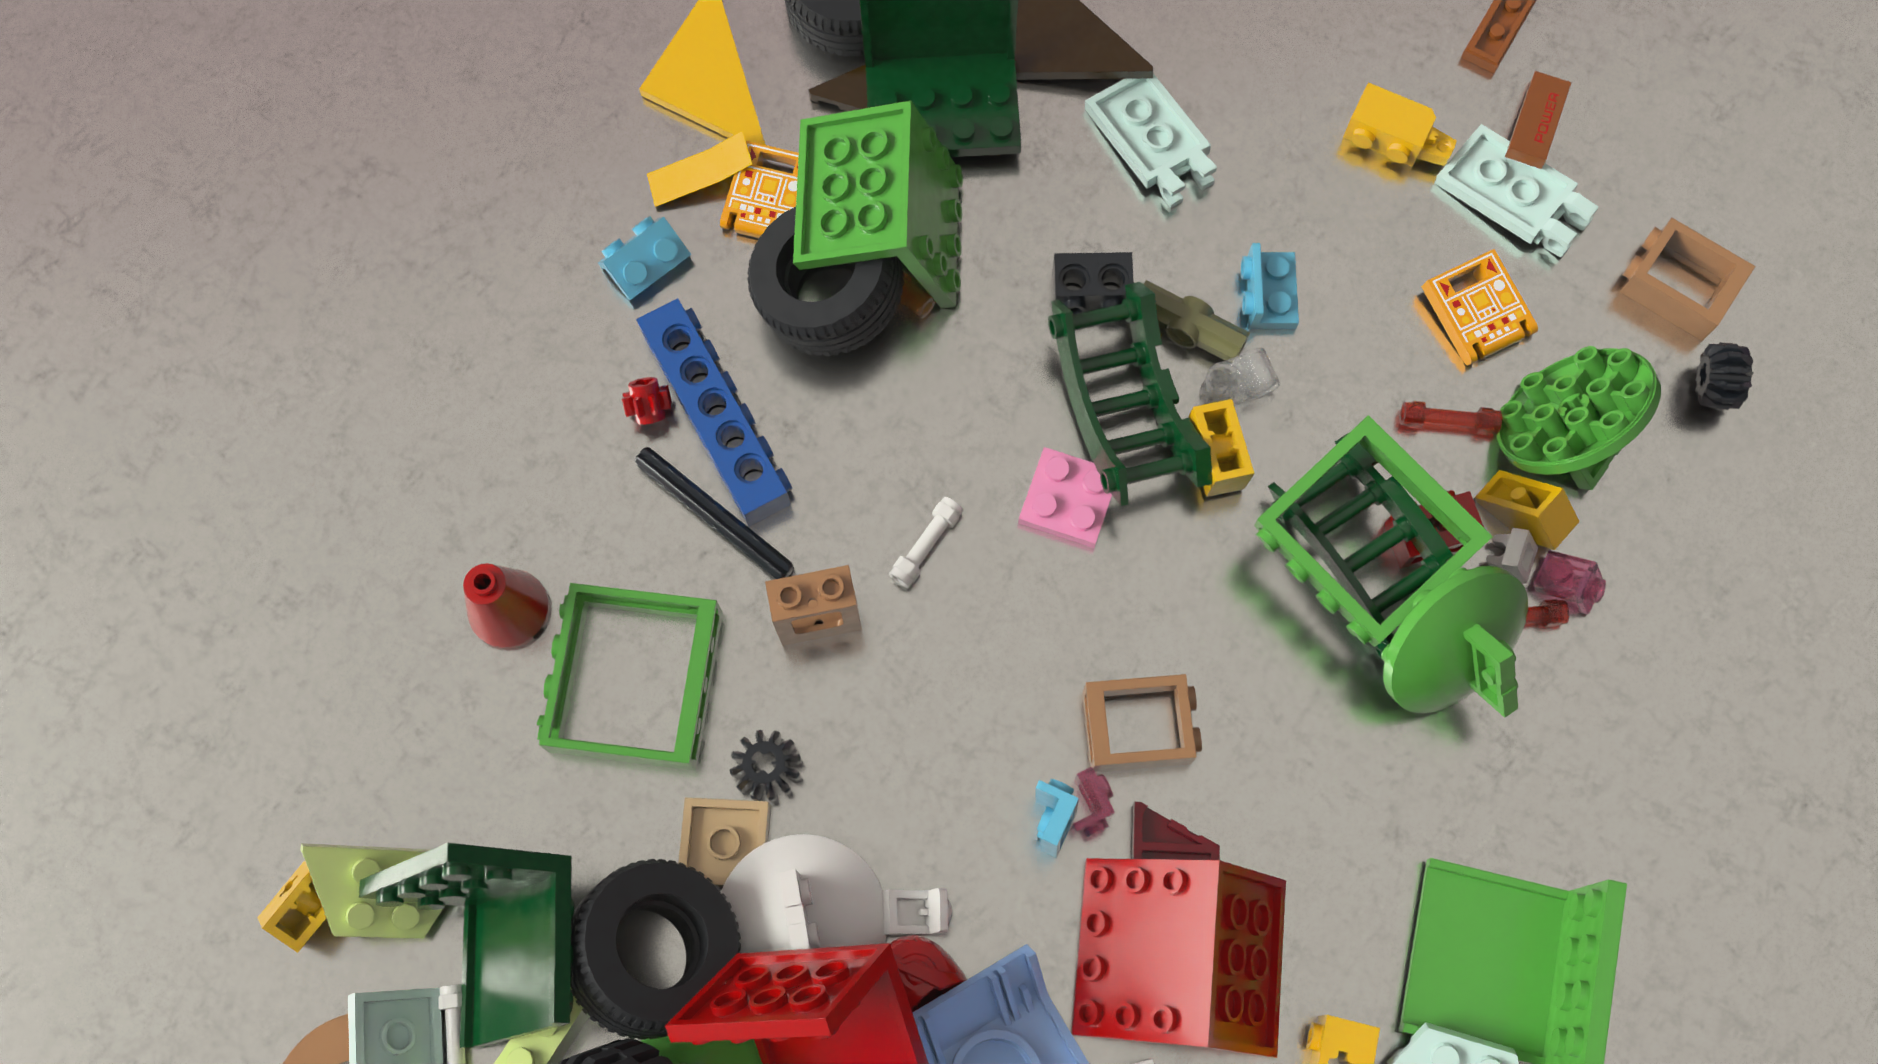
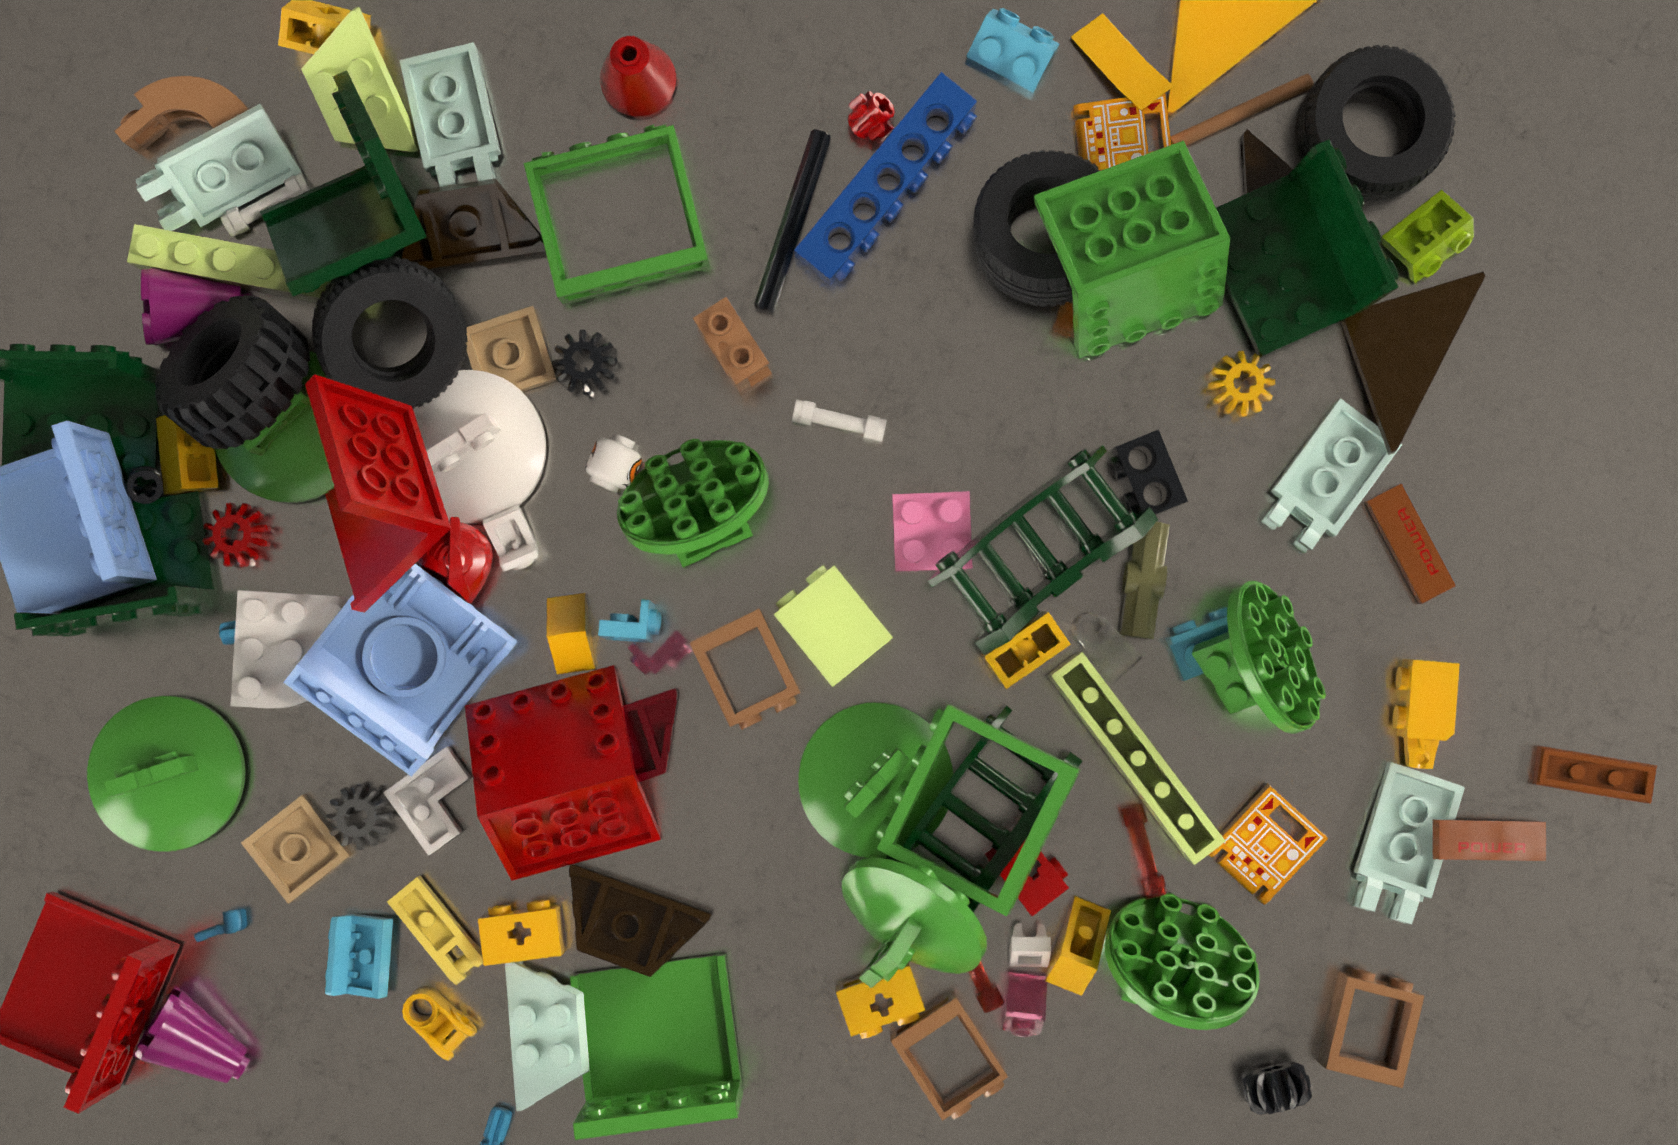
camera: 70 degrees right, 15 degrees up
(456, 803) = (451, 113): none -> light aqua tile
(580, 818) = (470, 225): none -> dark brown wing
(790, 87) = (1244, 110): none -> medium nougat bar
(879, 777) = (613, 463): none -> white head
(952, 701) = (694, 503): none -> bright green bracket
(1037, 890) = (570, 633): none -> yellow slope
(1049, 164) = (1232, 371): none -> yellow gear
(1127, 622) = (831, 624): none -> yellowish green brick
(1239, 92) = (1410, 544): none -> dark orange tile
(1288, 649) = (856, 769): none -> bright green bracket
(1309, 242) = (1264, 660): none -> bright green bracket
(1359, 386) = (1136, 758): none -> yellowish green brick
(1364, 946) = (629, 923): none -> dark brown wing
(1515, 737) = (867, 1020): none -> yellow brick
(1564, 682) = (930, 1020): none -> medium nougat window

